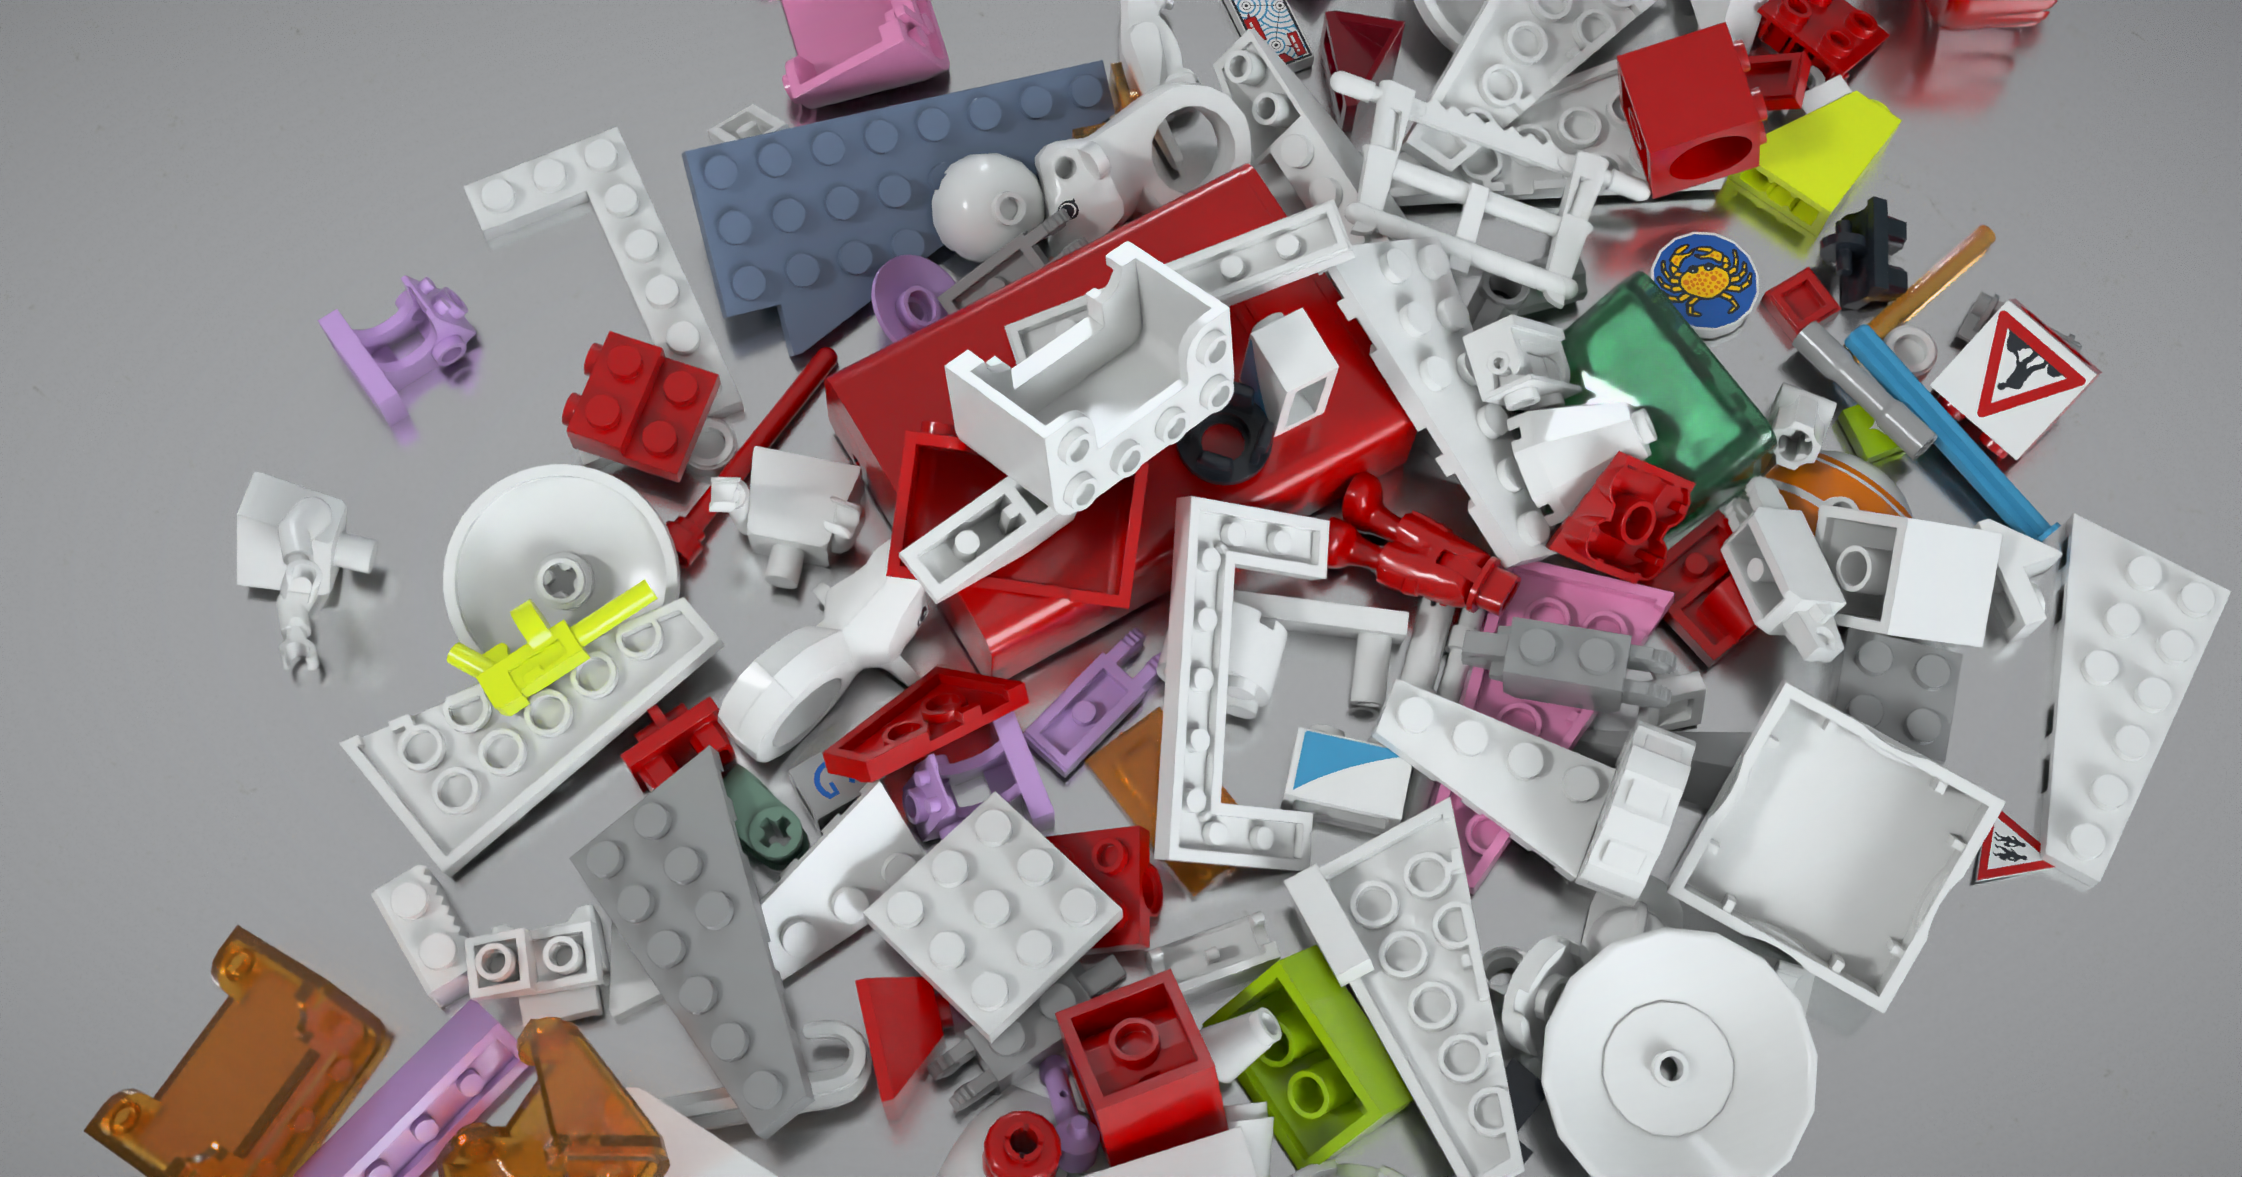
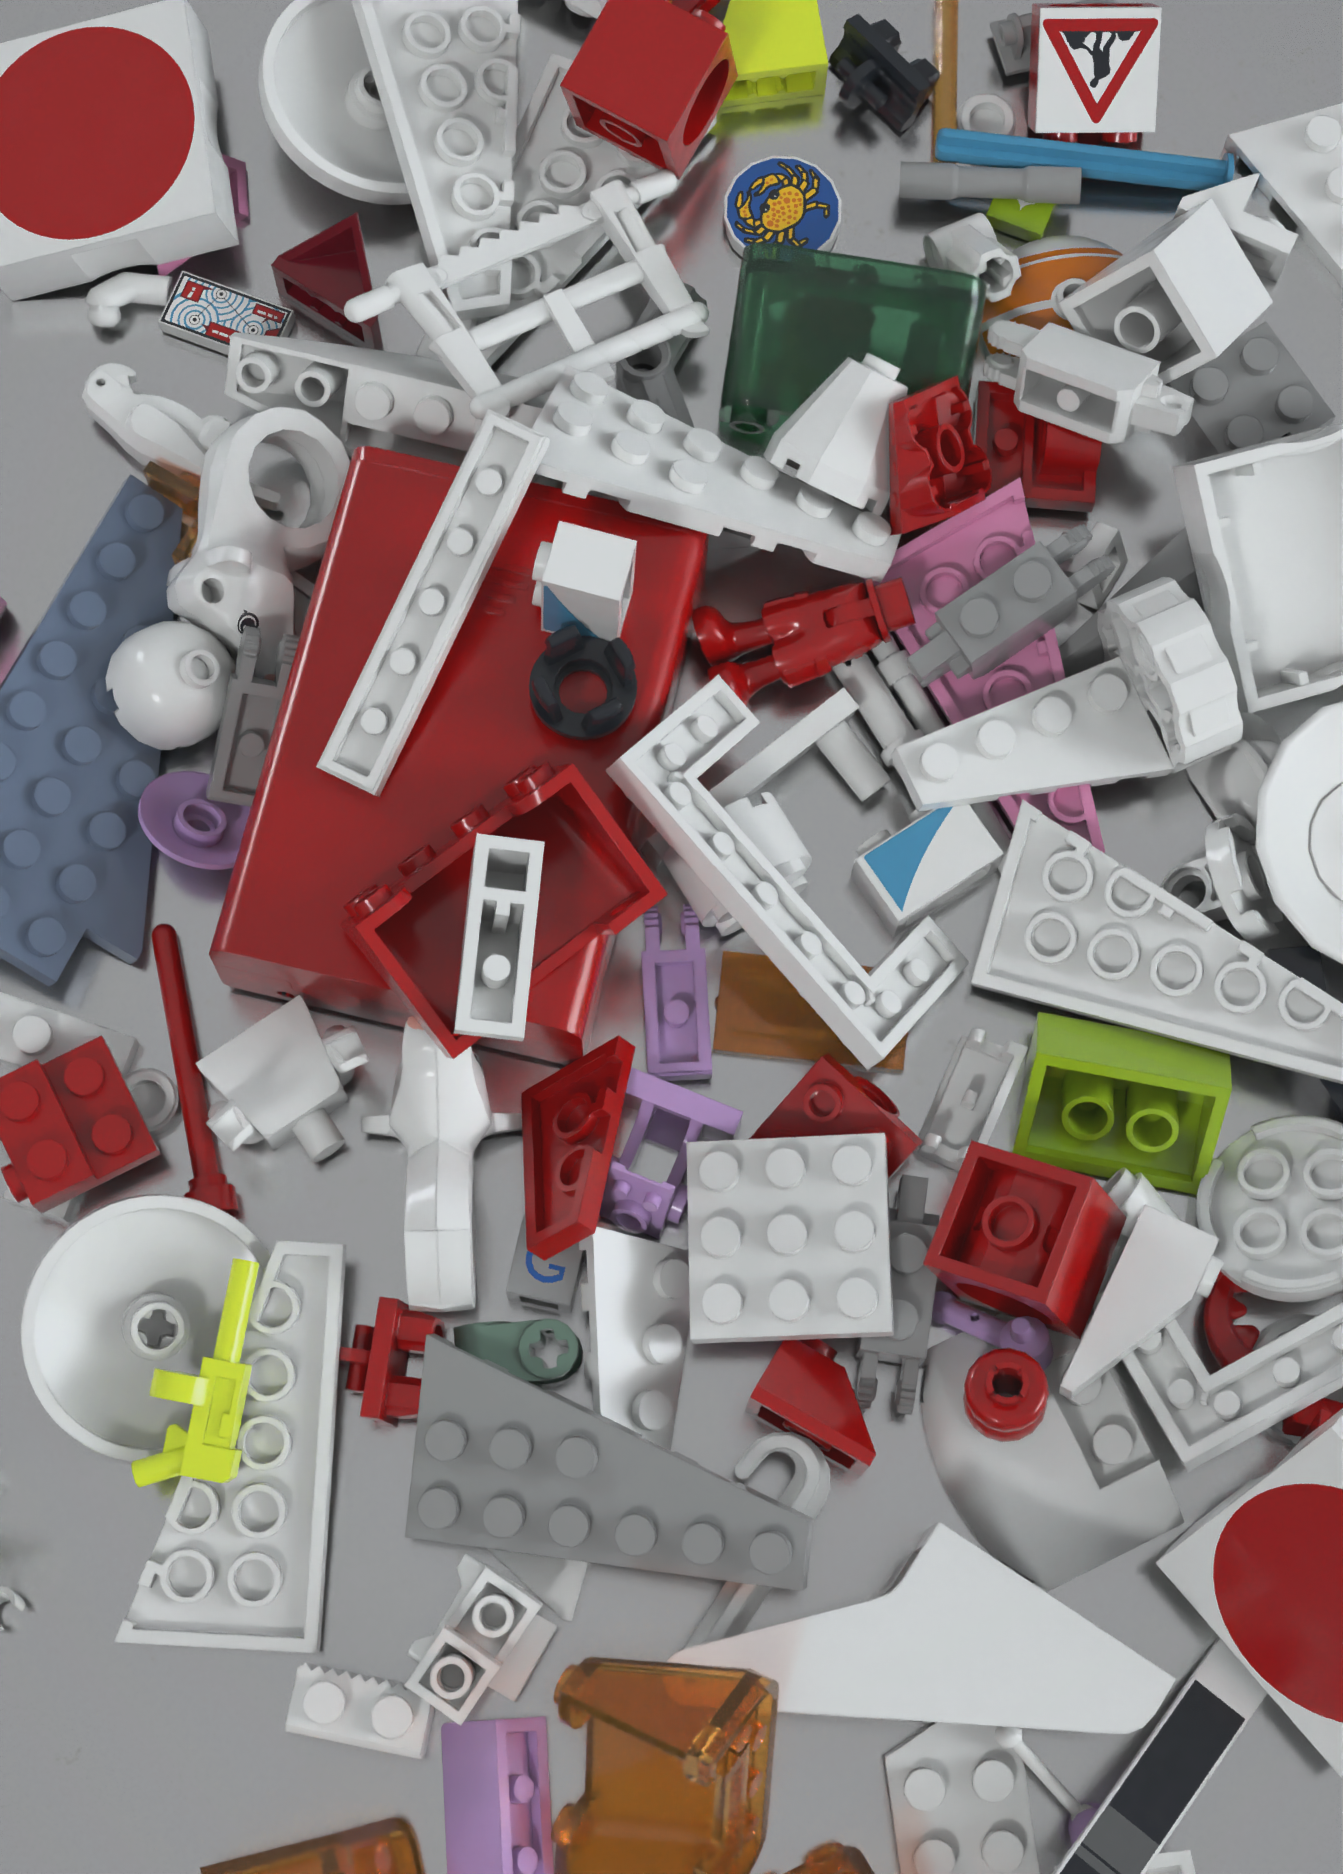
camera: 45 degrees left, 5 degrees up
(1104, 391) = (476, 737): white windscreen -> none
(1240, 1041) = (1066, 1136): white cone -> none
(1329, 925) = (1038, 987): white piece -> none
(1520, 364) = (737, 409): white hinge -> none
(1800, 302) = (869, 160): red tile -> none

